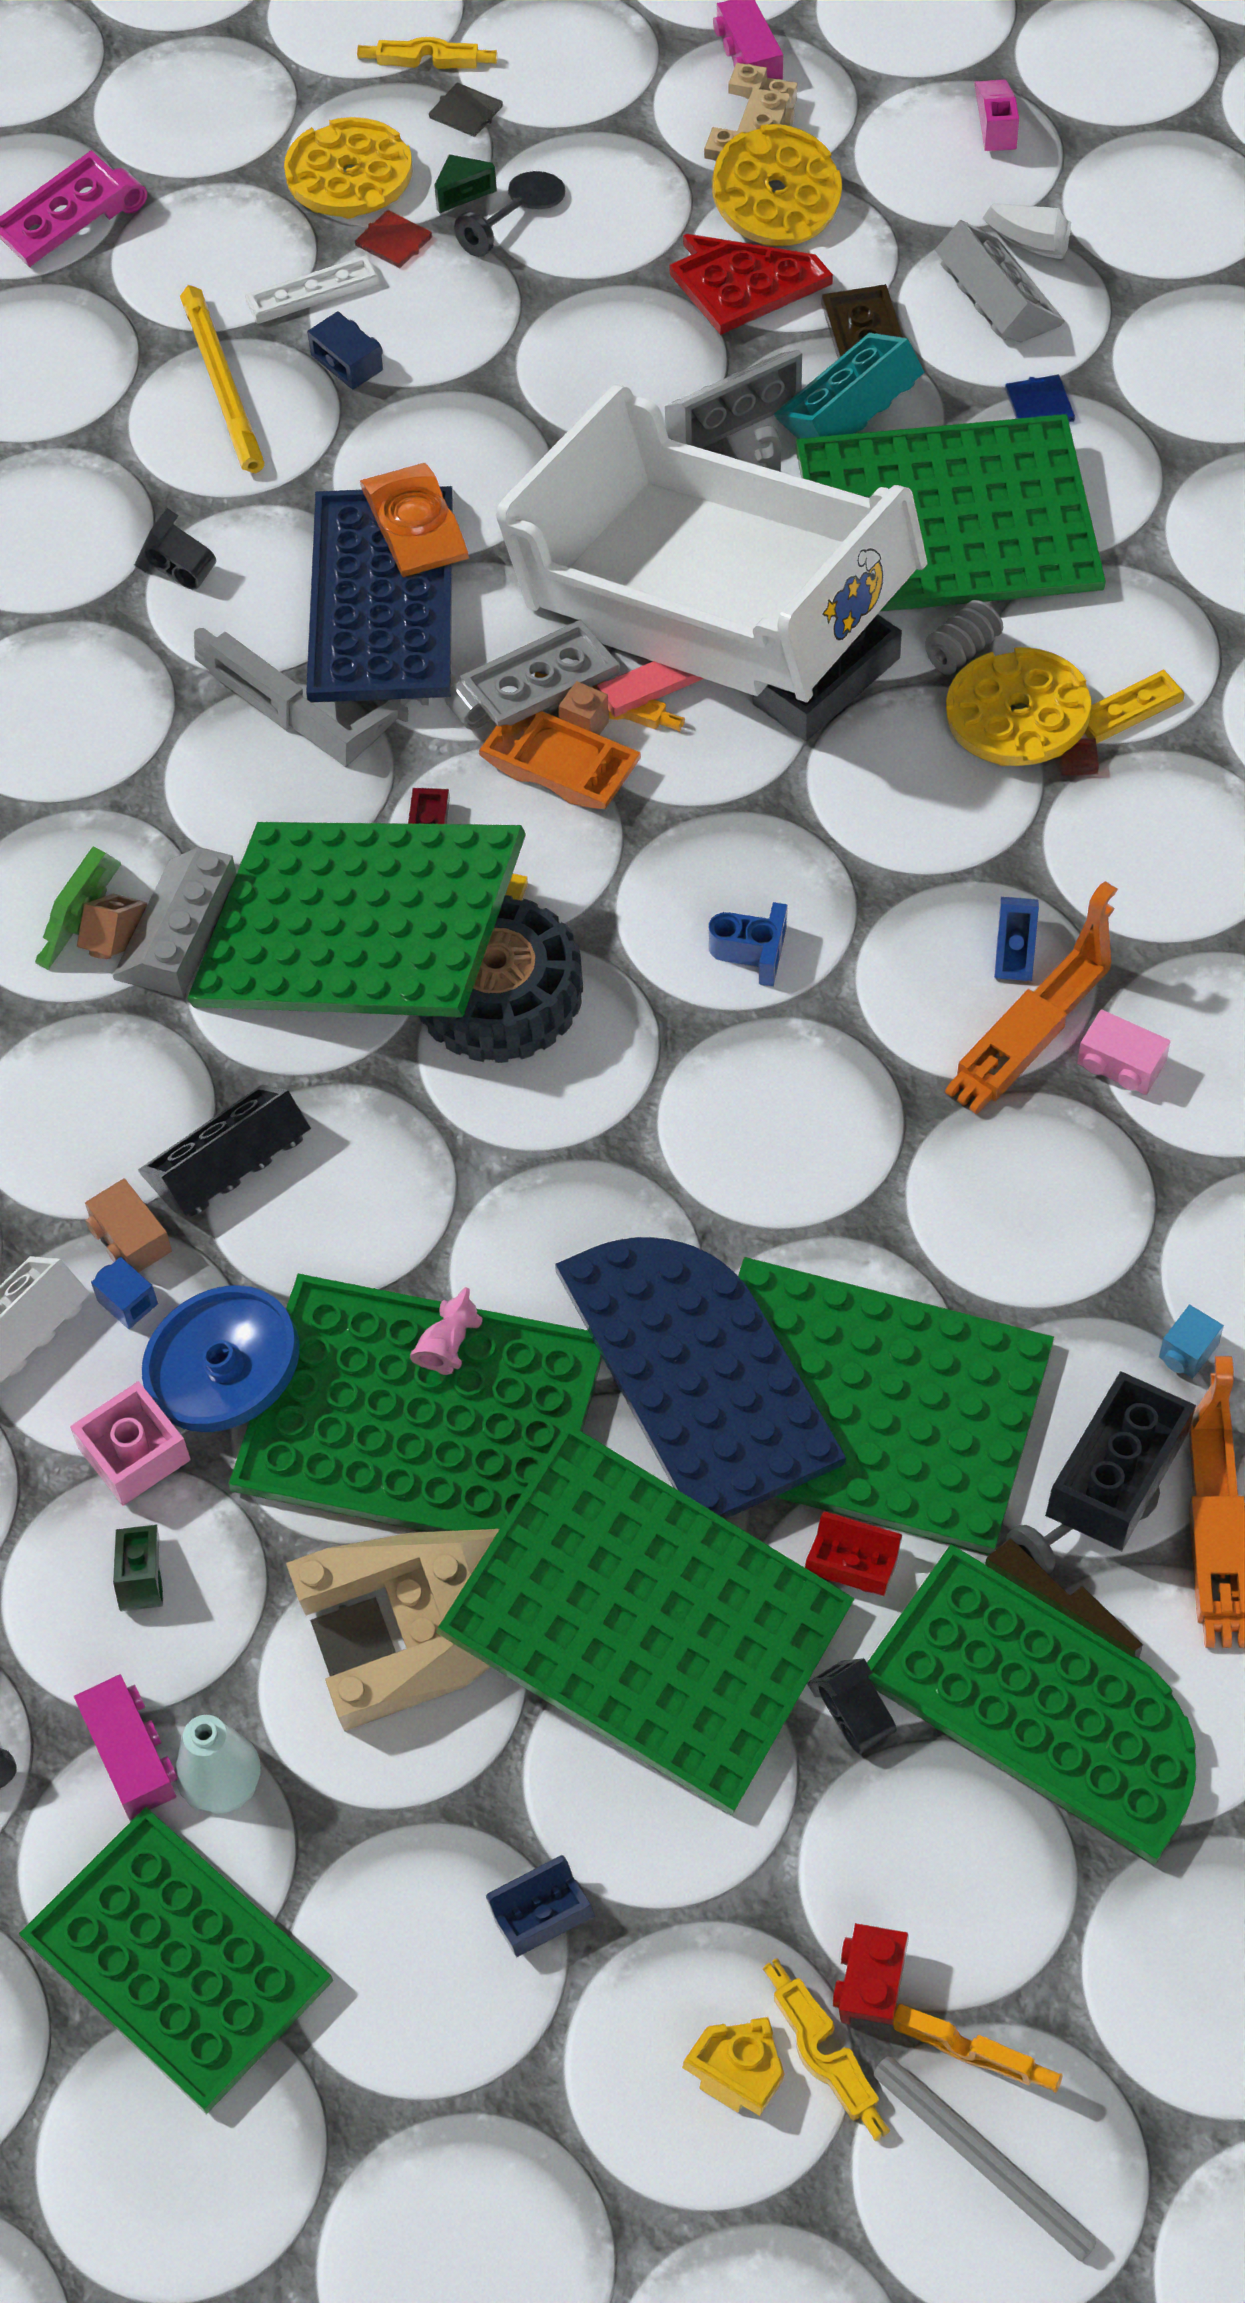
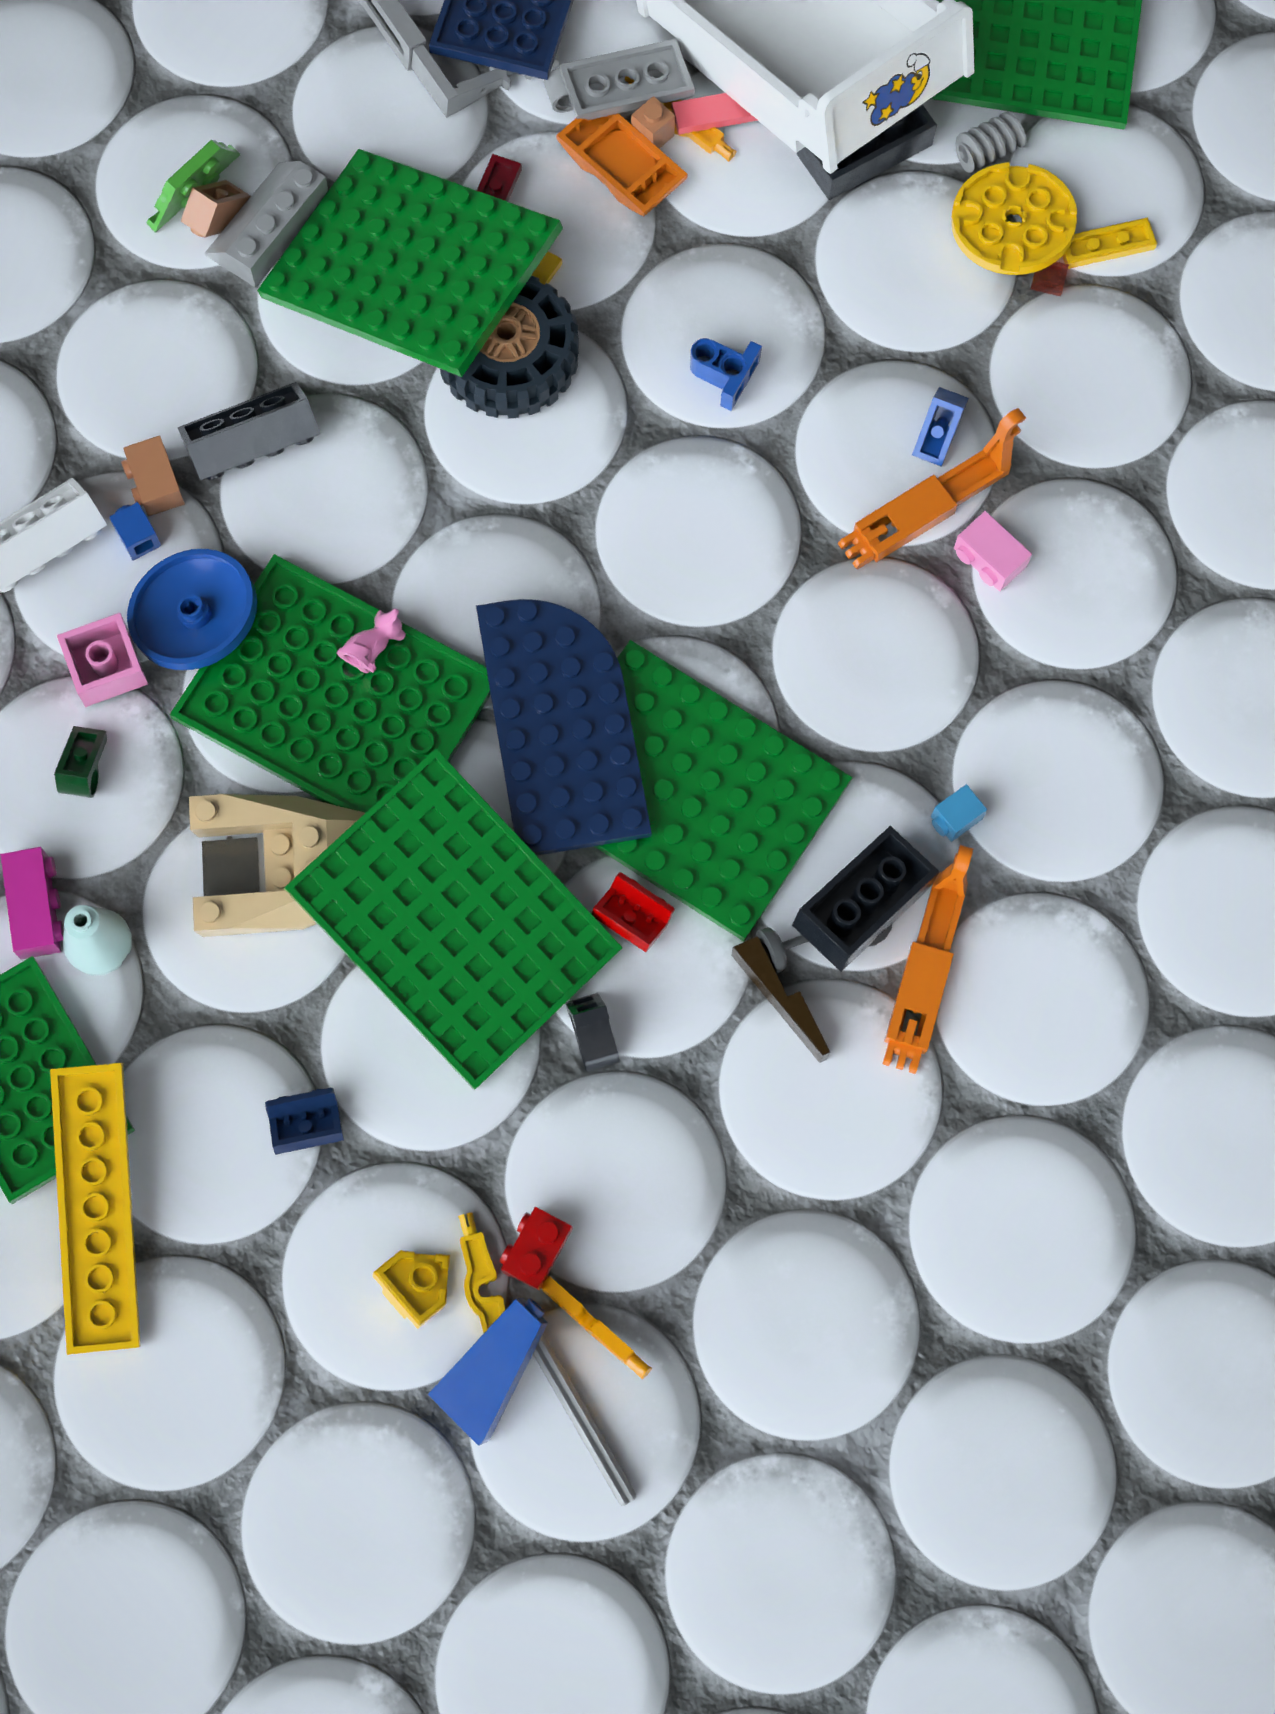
camera: 10 degrees right, 15 degrees up
(316, 2086) = (95, 1208): none -> yellow plate
(866, 2139) = (489, 1372): none -> blue slope
(1042, 1701) = (739, 1070): green plate -> none

